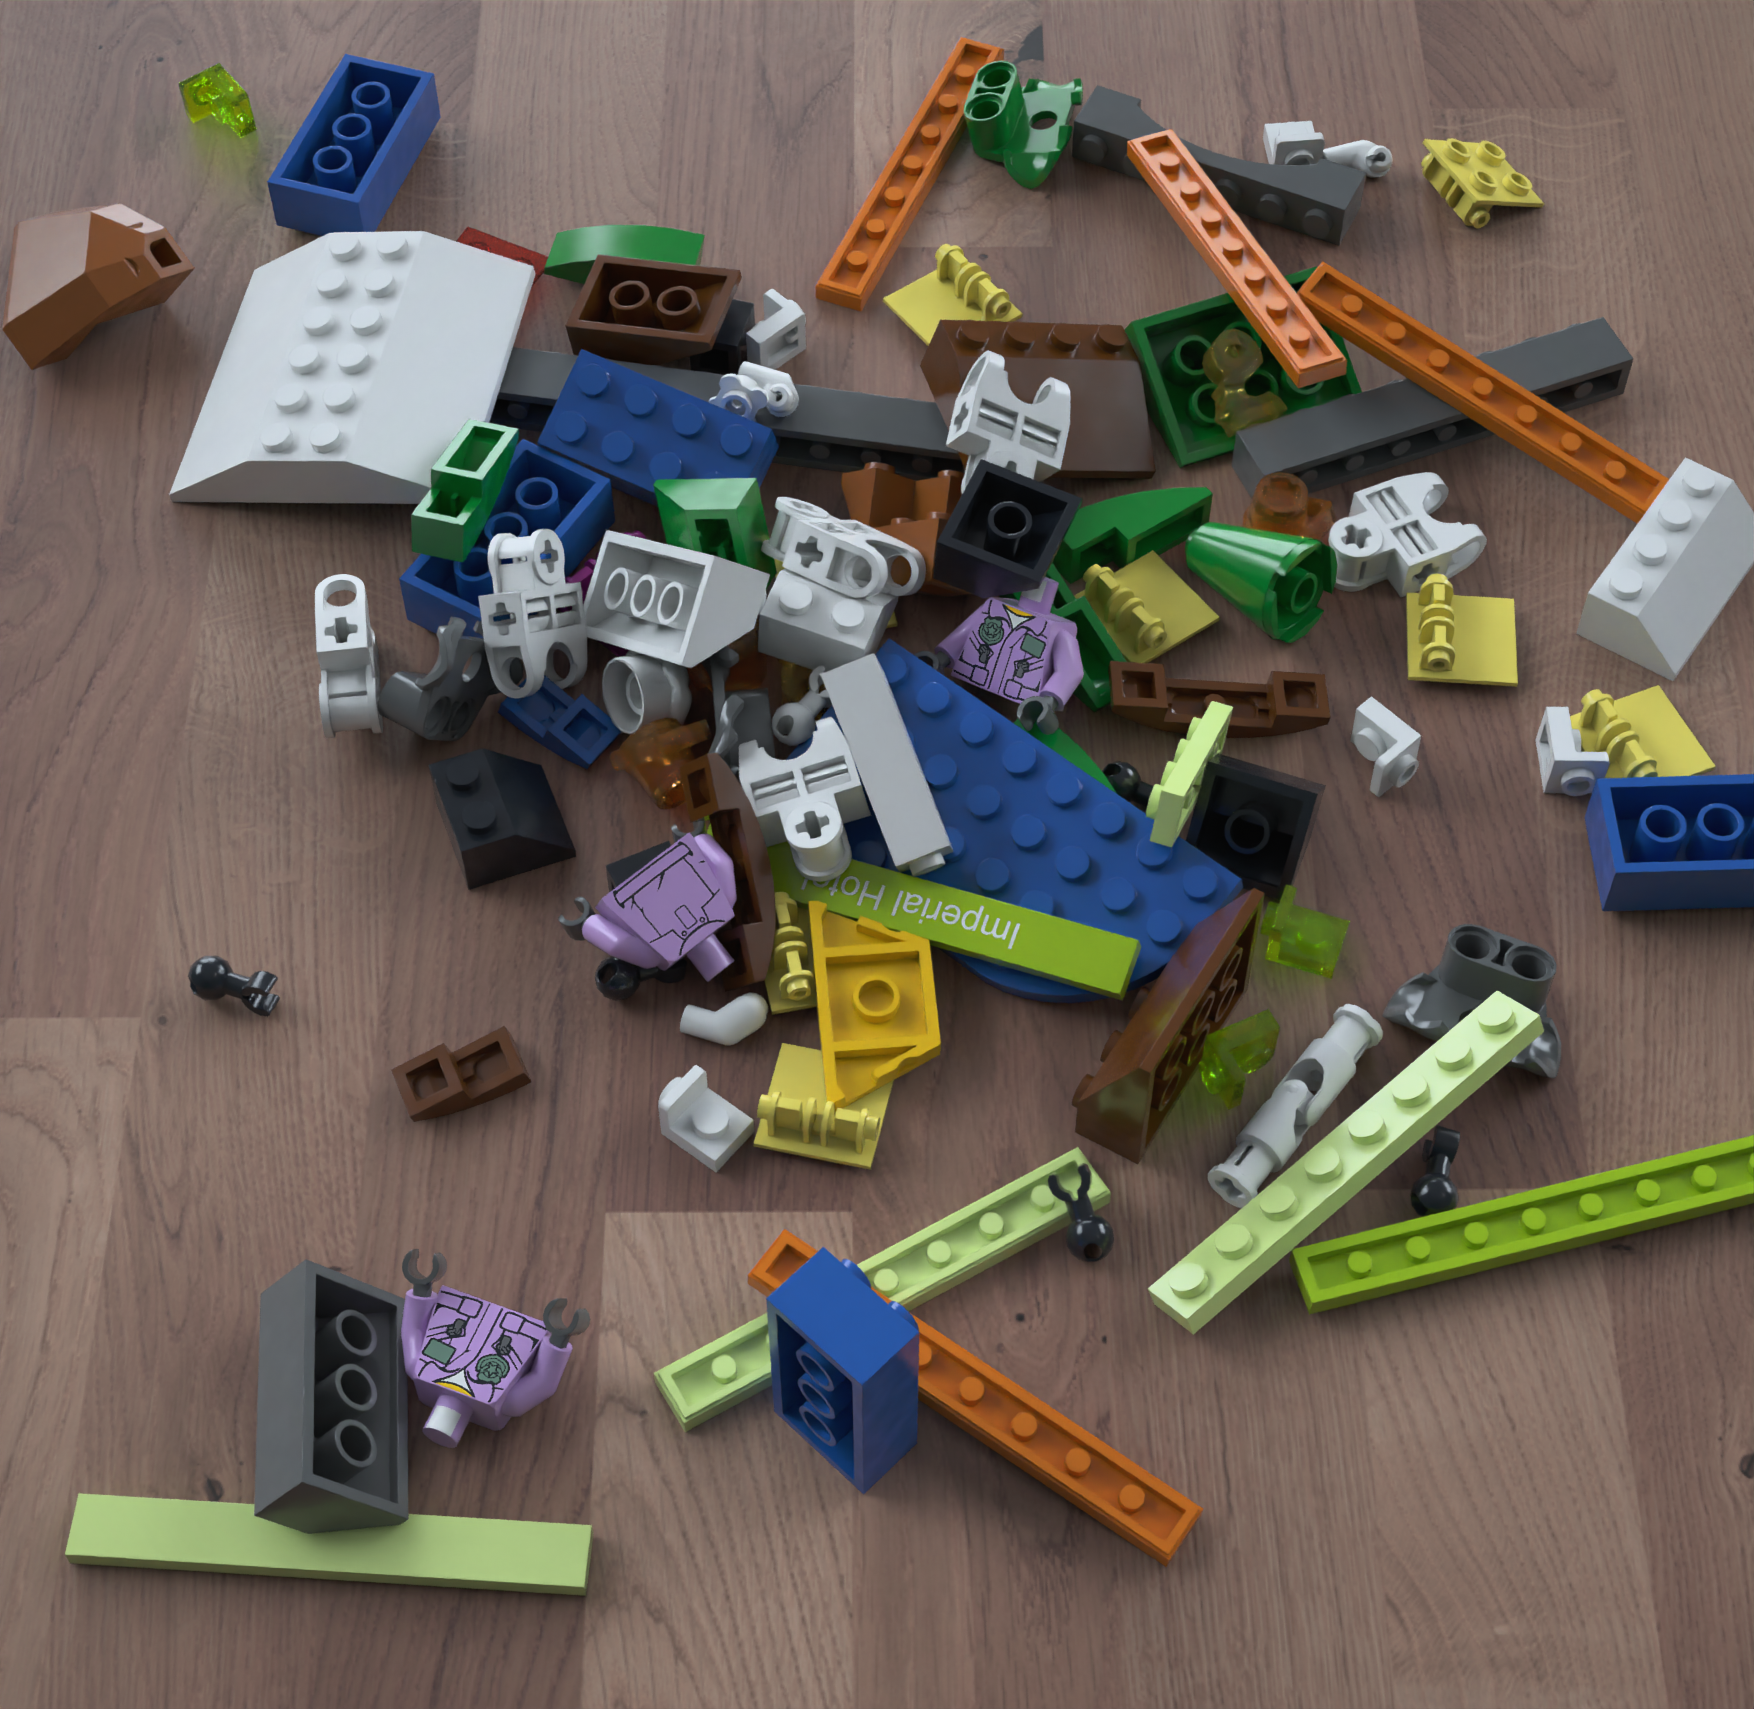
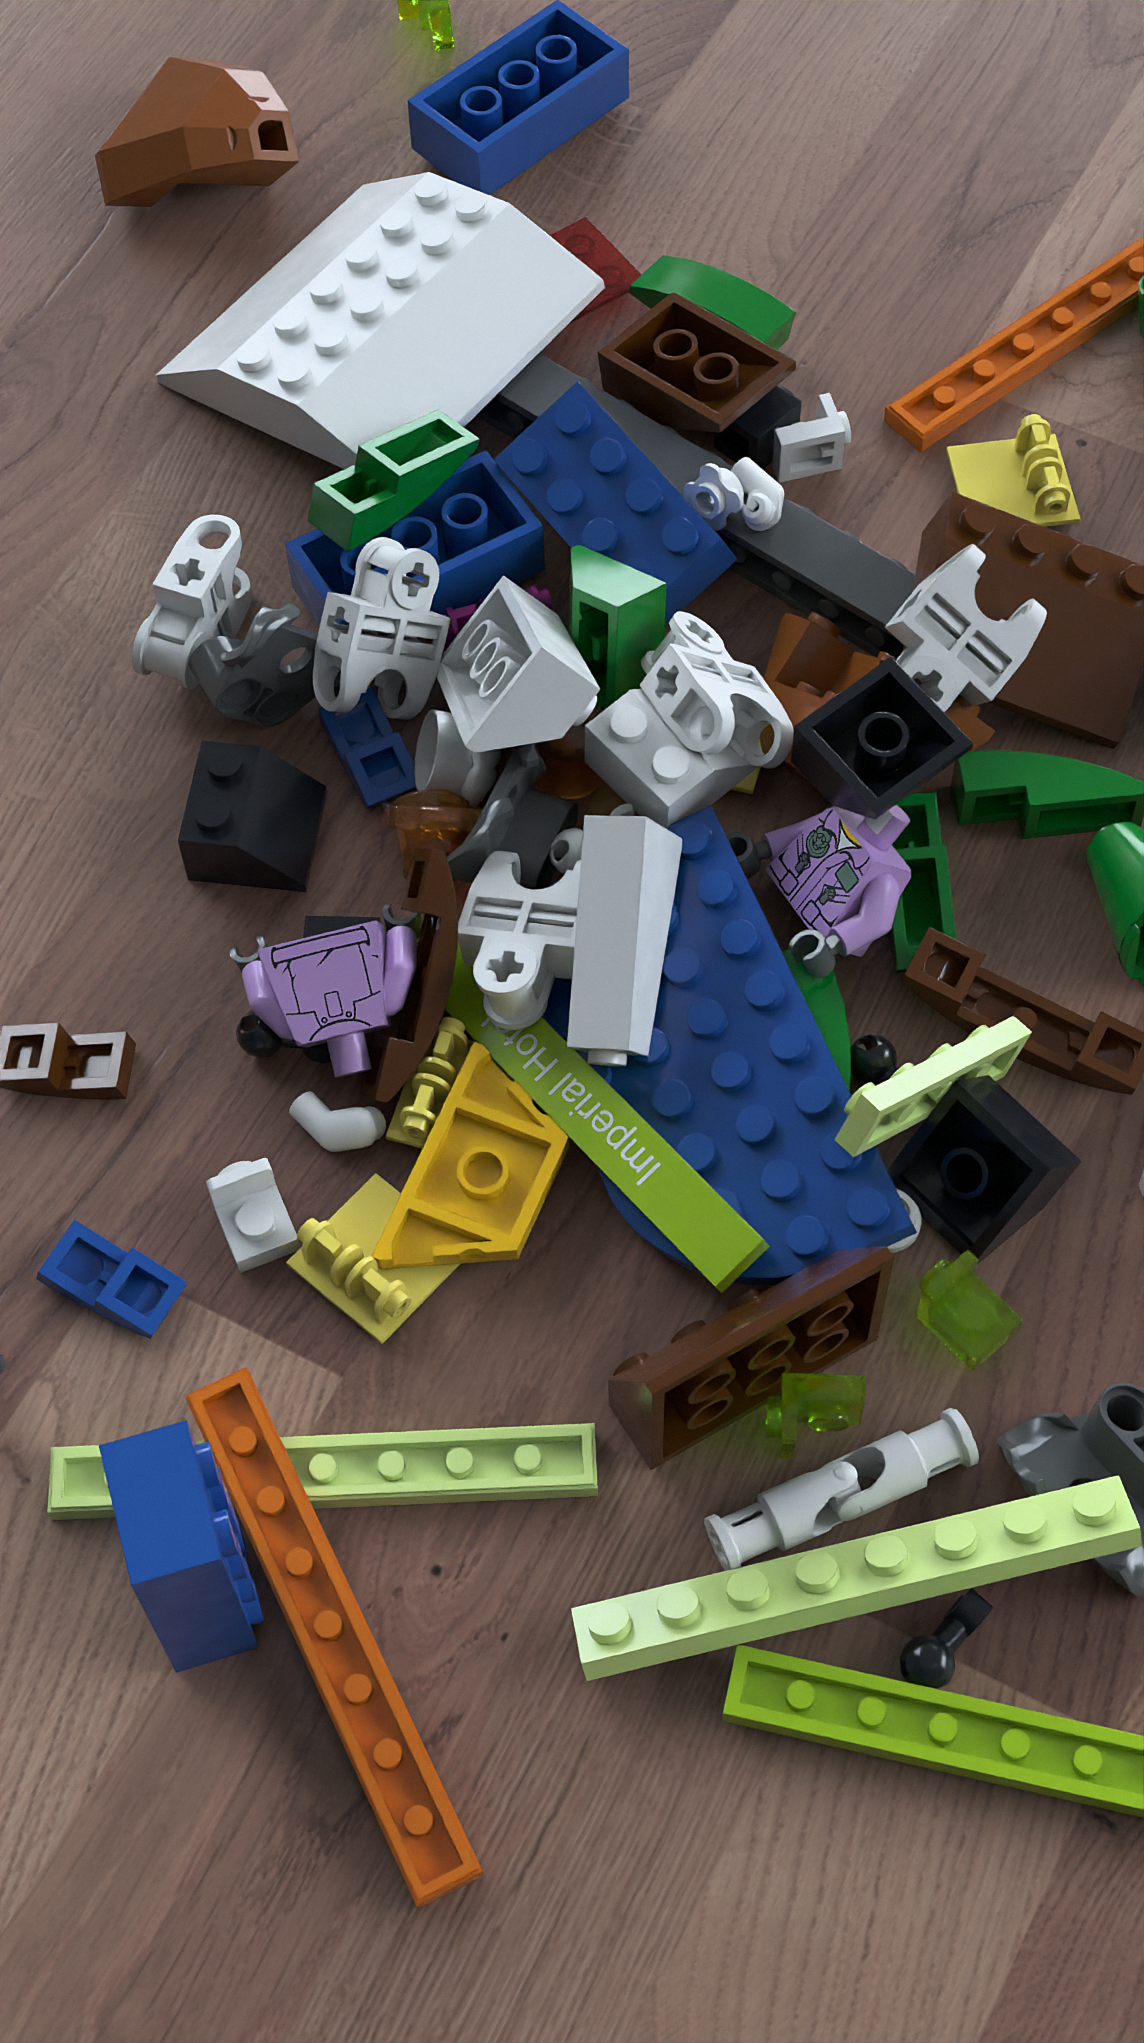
camera: 30 degrees right, 5 degrees up
(625, 1227) = (110, 1281): none -> blue slope
(1085, 1225) = (549, 1514): black arm -> none
(1145, 607) = (1013, 884): light yellow hinge -> none

